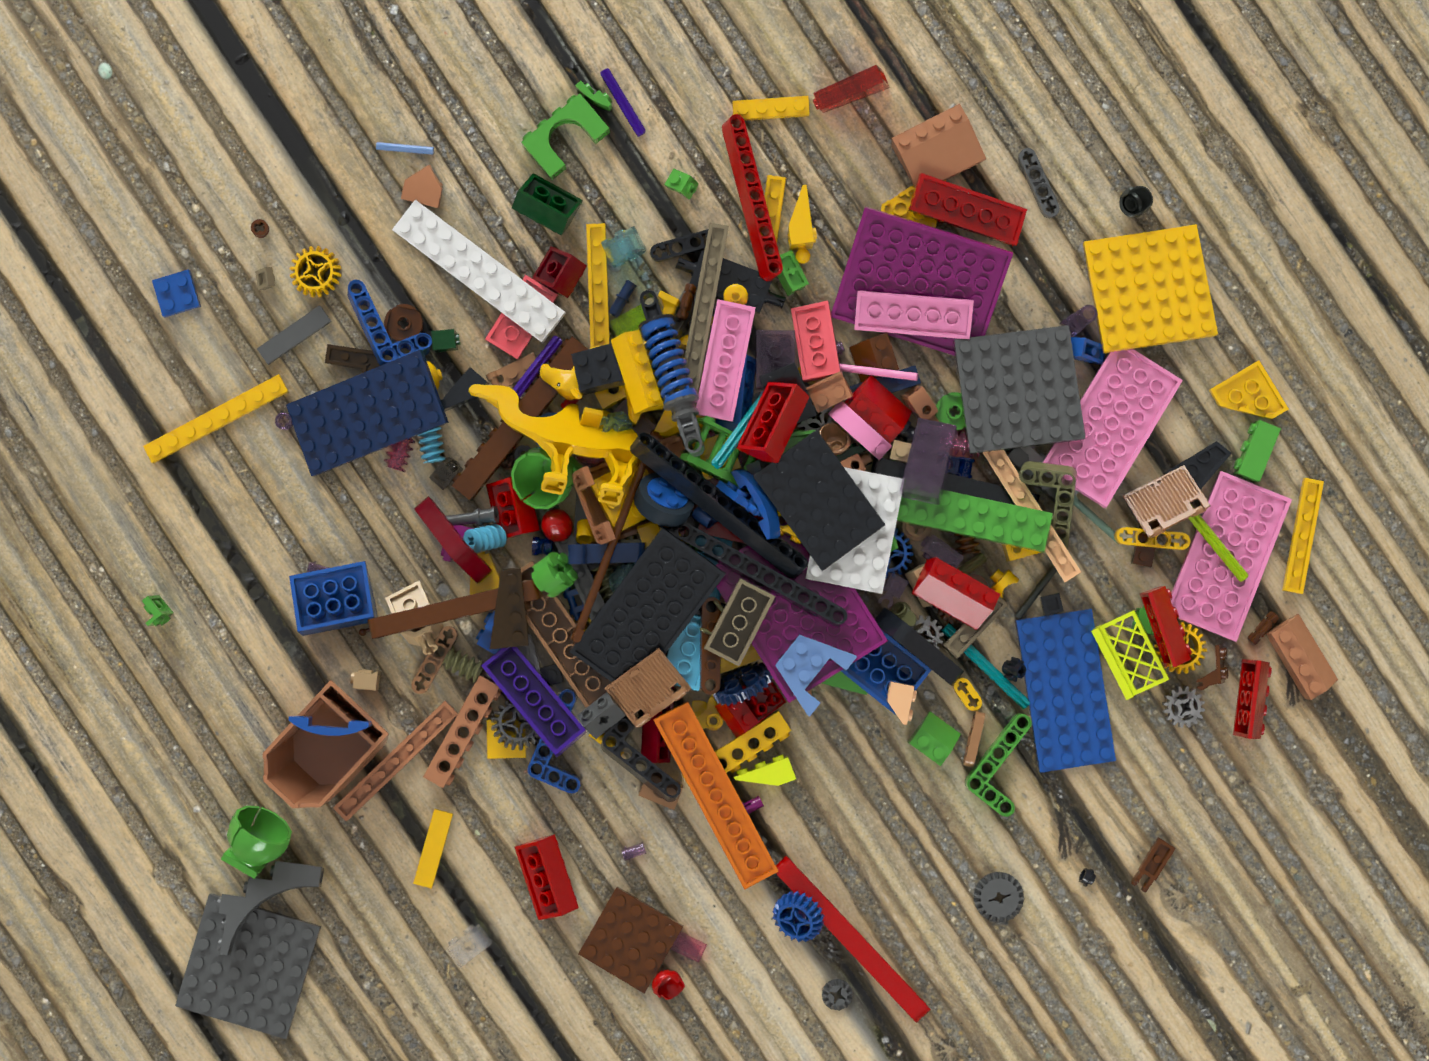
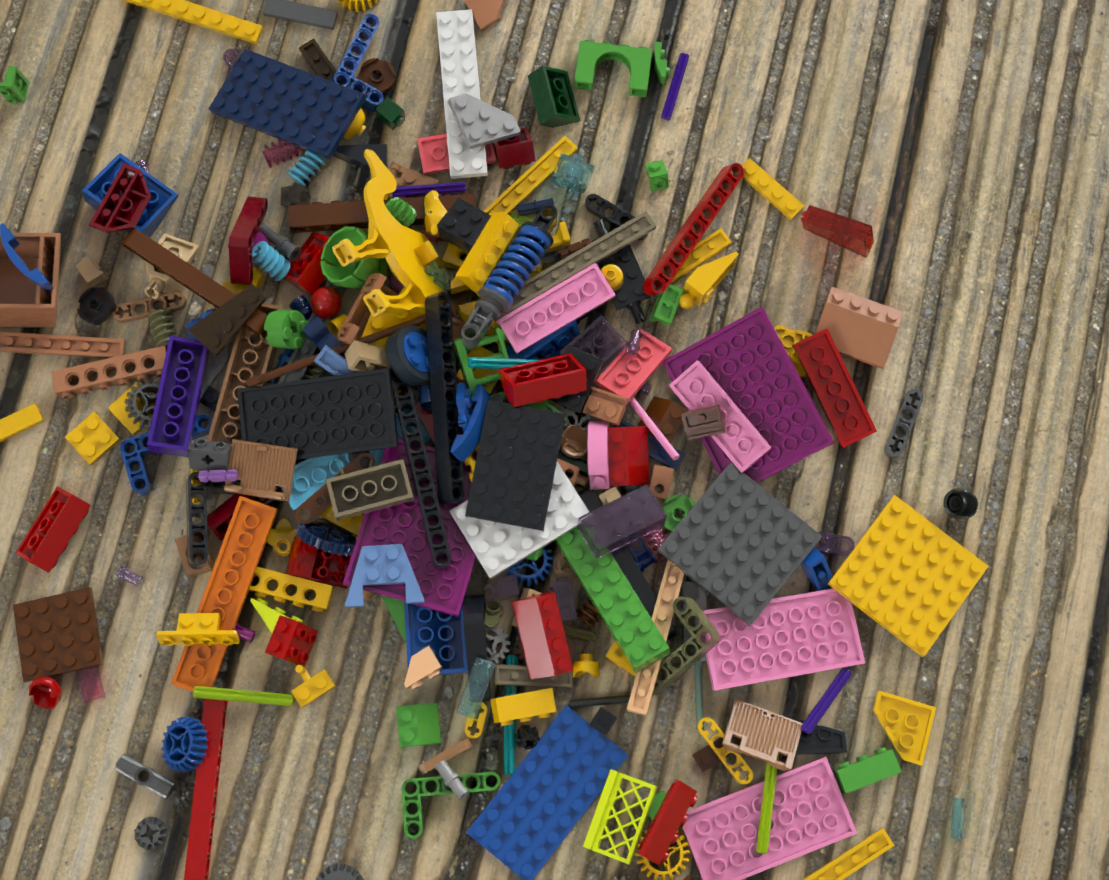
camera: 50 degrees right, 10 degrees down
(341, 609) = (123, 202): none -> dark red wedge
(406, 692) = (102, 312): none -> black plate
(501, 789) = (92, 438): none -> yellow plate
(520, 278) = (482, 122): none -> light grey plate
(539, 406) = (401, 211): none -> bright green gear
(618, 562) = (332, 362): none -> medium blue plate
(623, 722) = (218, 475): none -> medium lavender axle
(636, 536) = (365, 357): none -> tan brick
(725, 835) = (198, 629): none -> yellow bracket
(781, 969) = (134, 770): none -> dark grey piece
(792, 776) = (291, 641): none -> red bracket
(799, 845) = (242, 695): none -> lime axle
(801, 328) = (632, 346): none -> pin
(836, 789) = (312, 687): none -> yellow plate
(907, 331) = (703, 422): none -> reddish brown plate
(948, 674) = (475, 688): none -> clear light blue plate
(991, 652) = (523, 706): none -> yellow brick
(997, 750) = (451, 779): none -> light grey pin
(1183, 433) = (826, 700): none -> dark purple axle
(1345, 419) = (957, 818): none -> clear light blue pin

